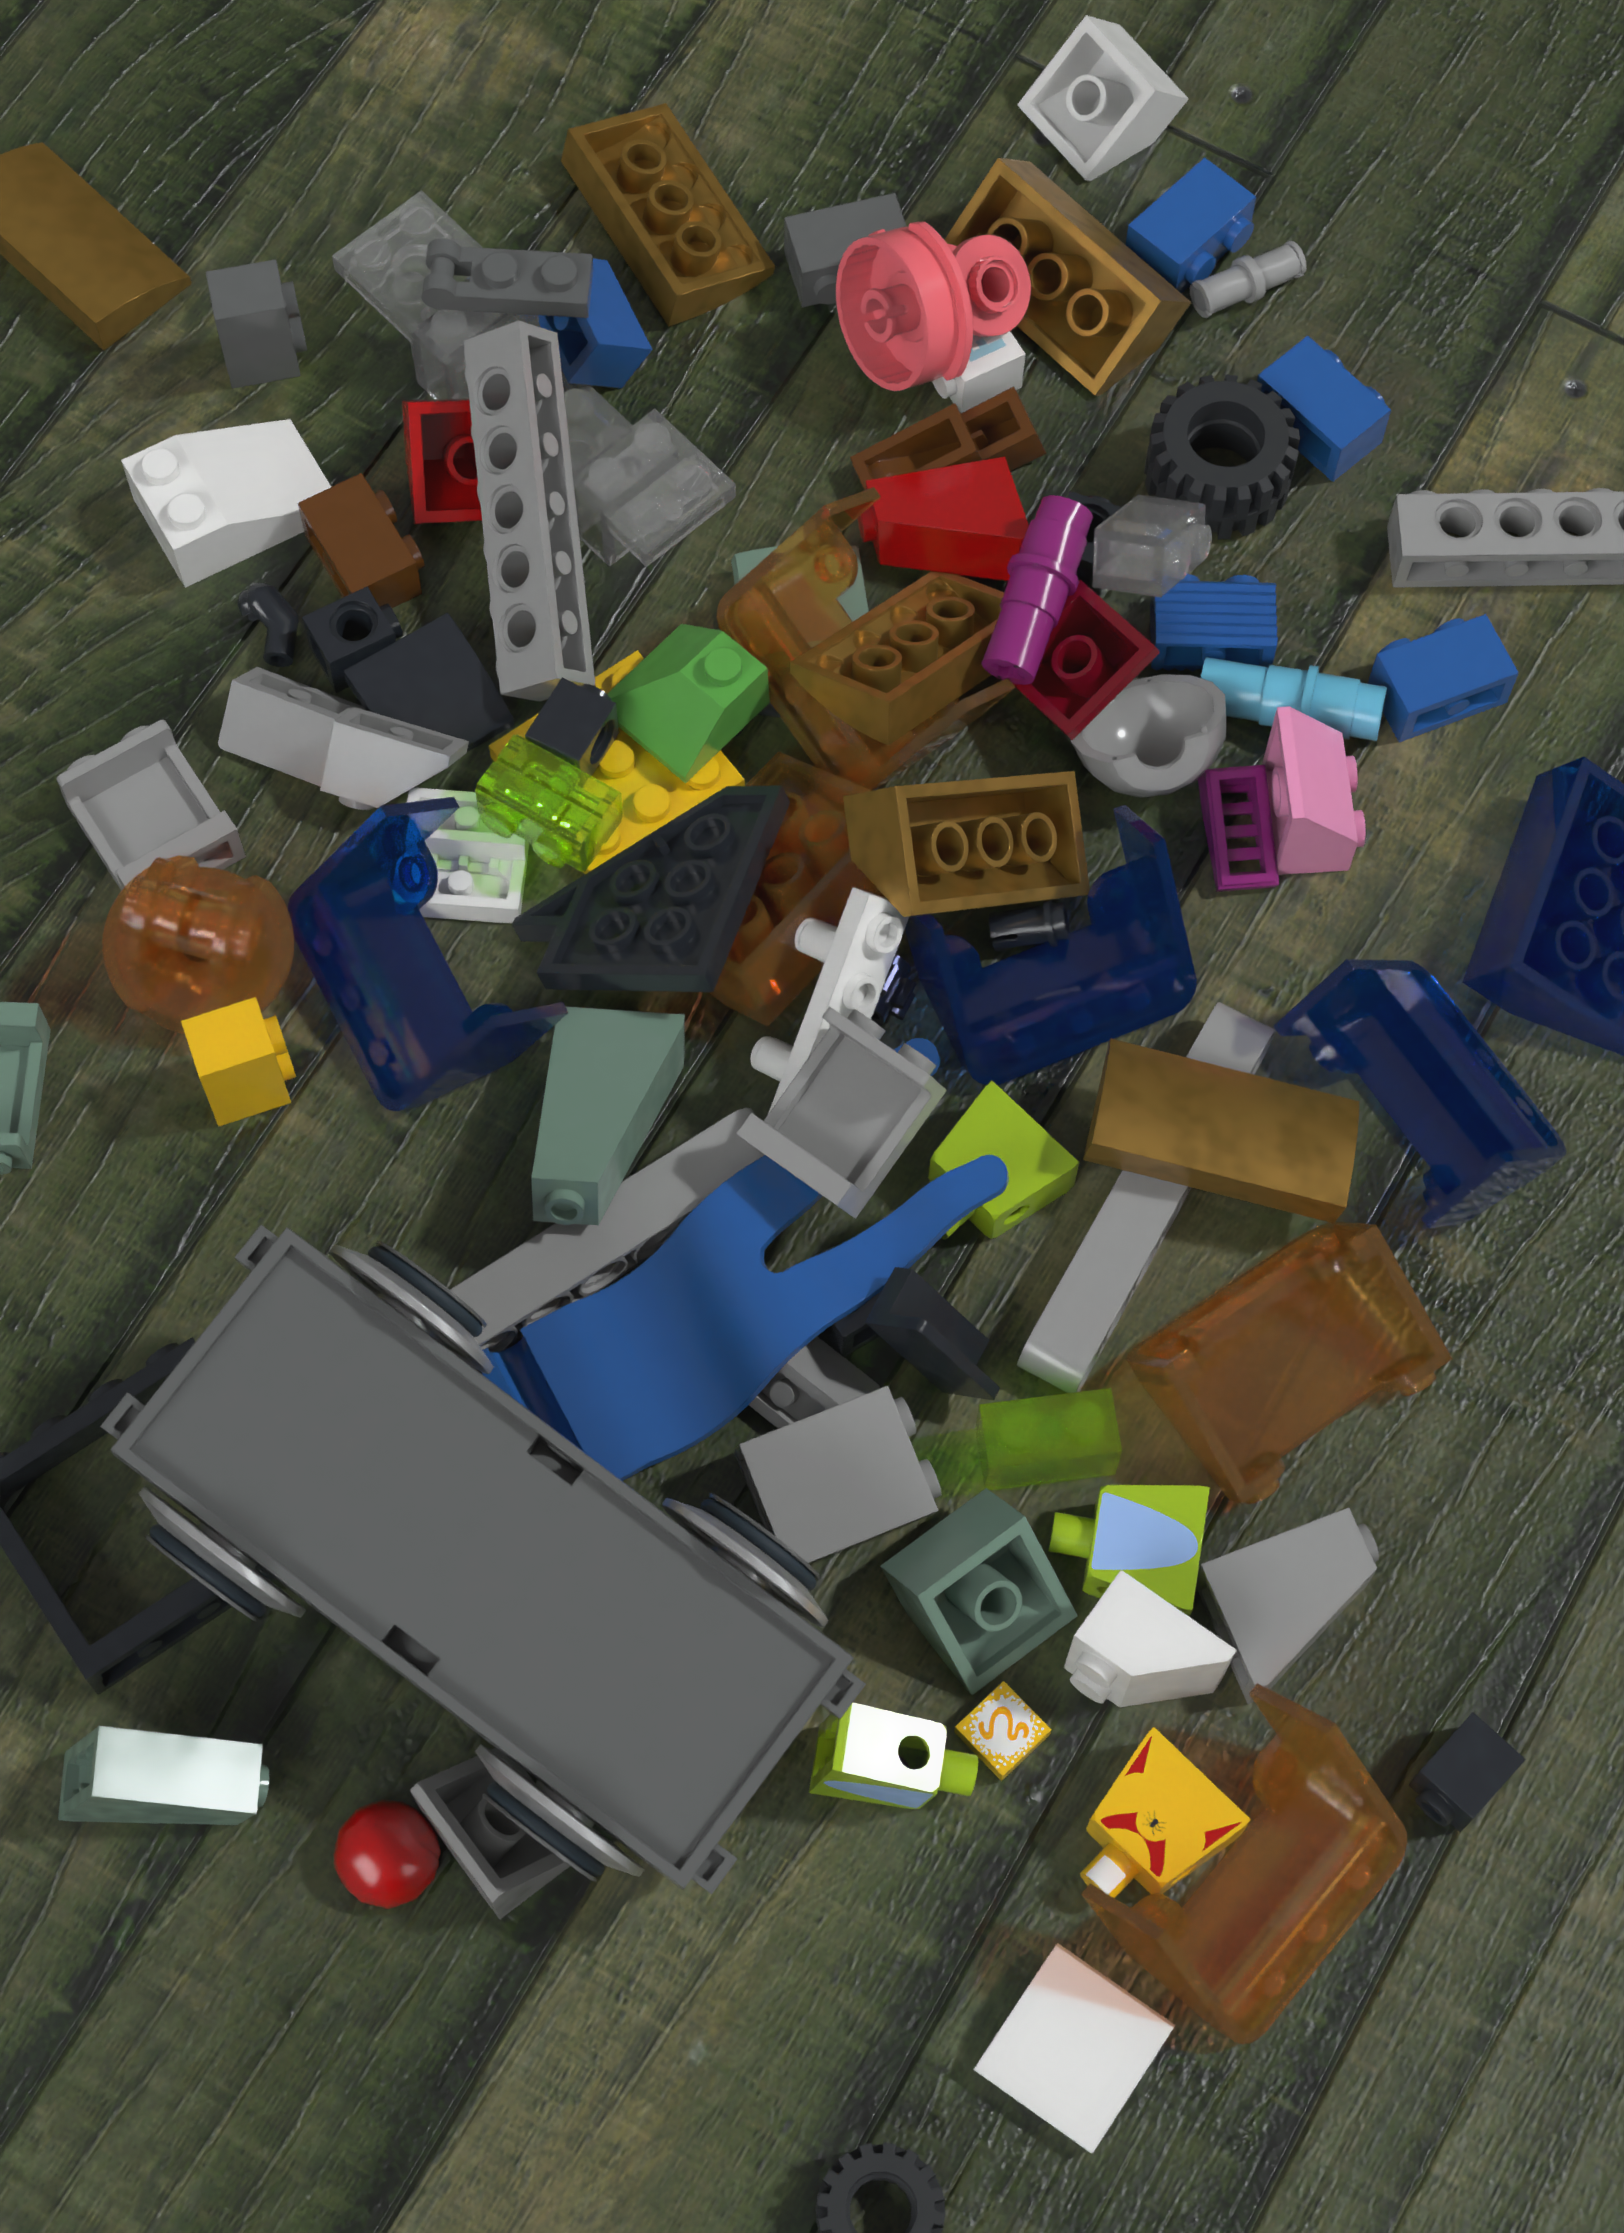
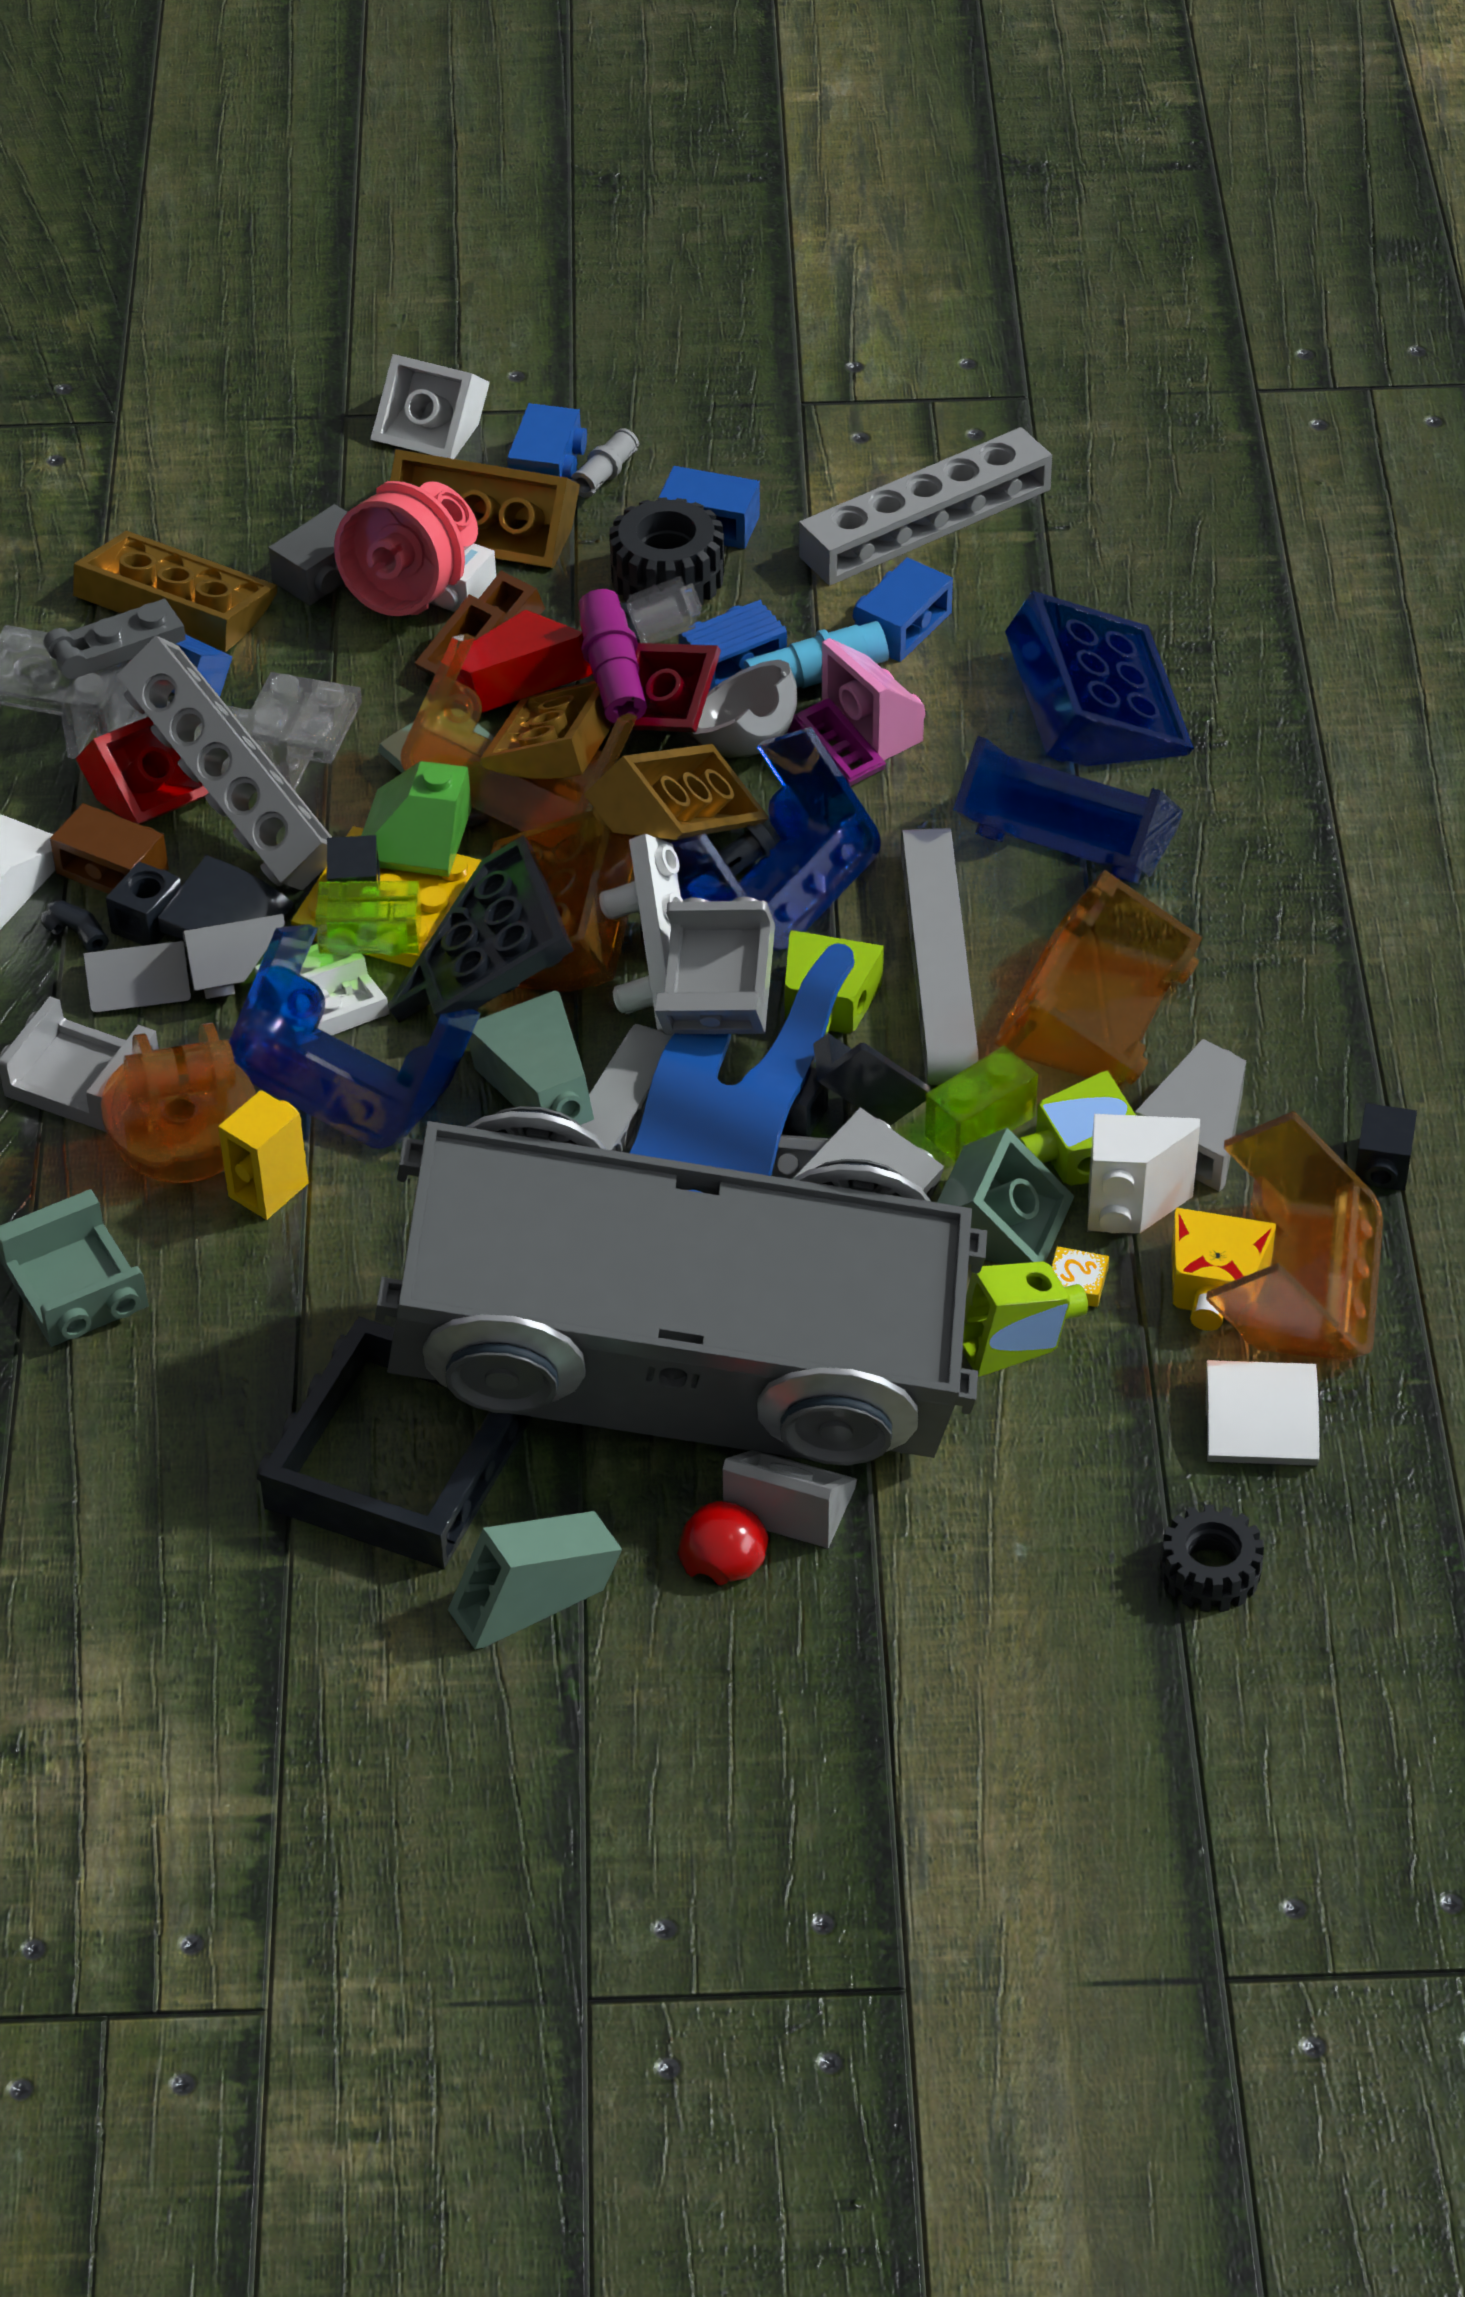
camera: 30 degrees left, 20 degrees down
(1224, 1131) = (965, 887): pearl gold slope -> none

